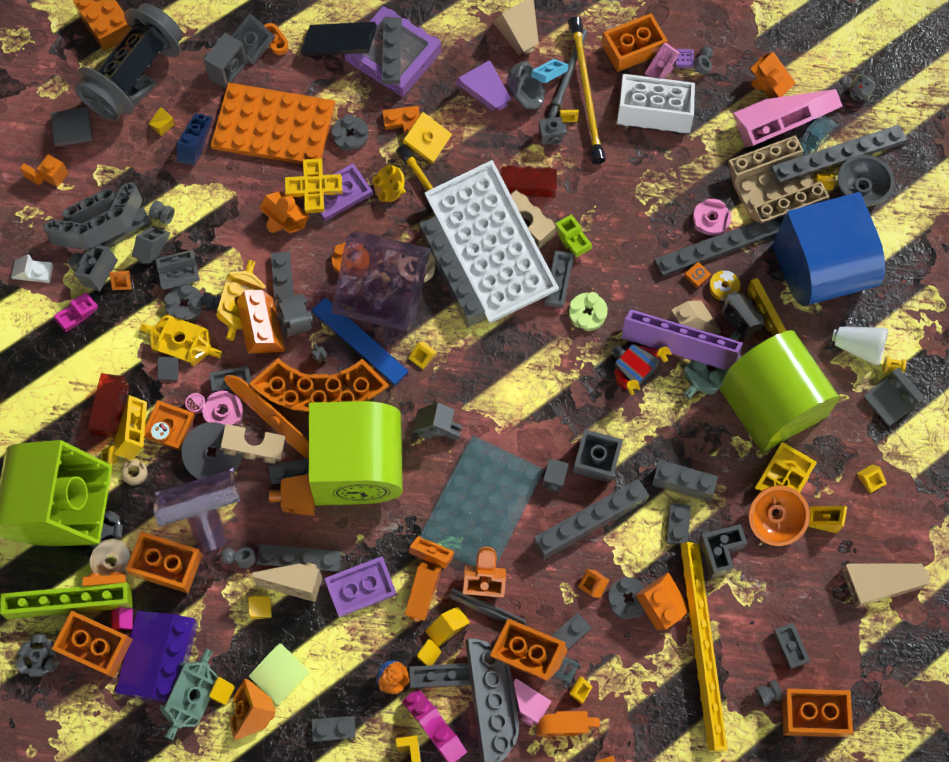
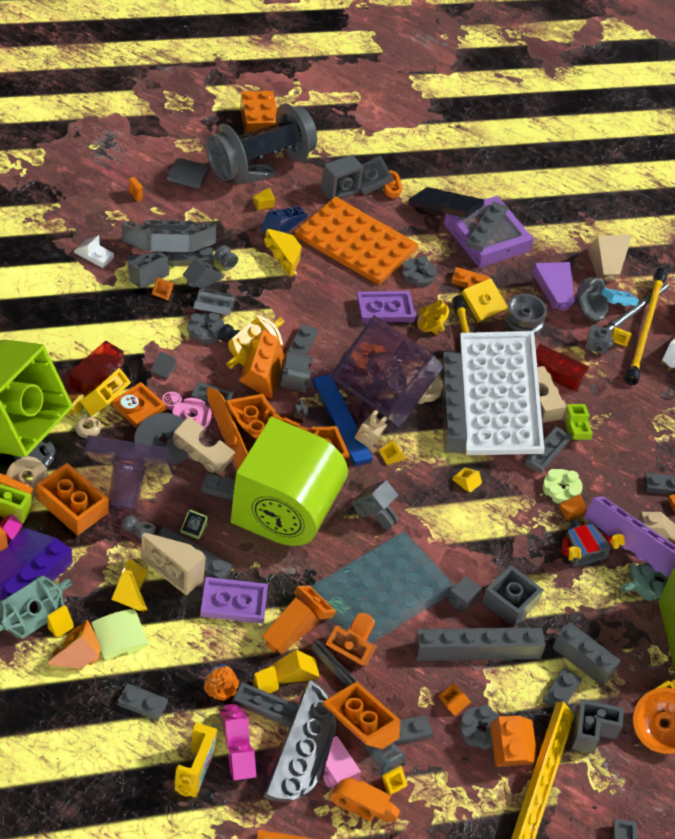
camera: 20 degrees right, 20 degrees down
(52, 170) = (154, 193): orange brick -> none
(76, 313) = (115, 295): dark pink slope -> none
(191, 349) = (193, 360): yellow plate -> none
(212, 174) = (284, 248): none -> yellow slope
(267, 632) = (128, 592): none -> yellow slope
(283, 213) = (329, 298): orange piece -> none
(285, 527) = (194, 524): none -> slope
(295, 496) = (216, 504): orange torso -> none
(313, 185) = (366, 289): yellow plate -> none
(394, 345) = (371, 430): none -> tan brick
(473, 139) = (525, 313): none -> flat silver wheel
(501, 347) = (468, 479): none -> yellow slope
(608, 331) = (573, 508): none -> orange slope

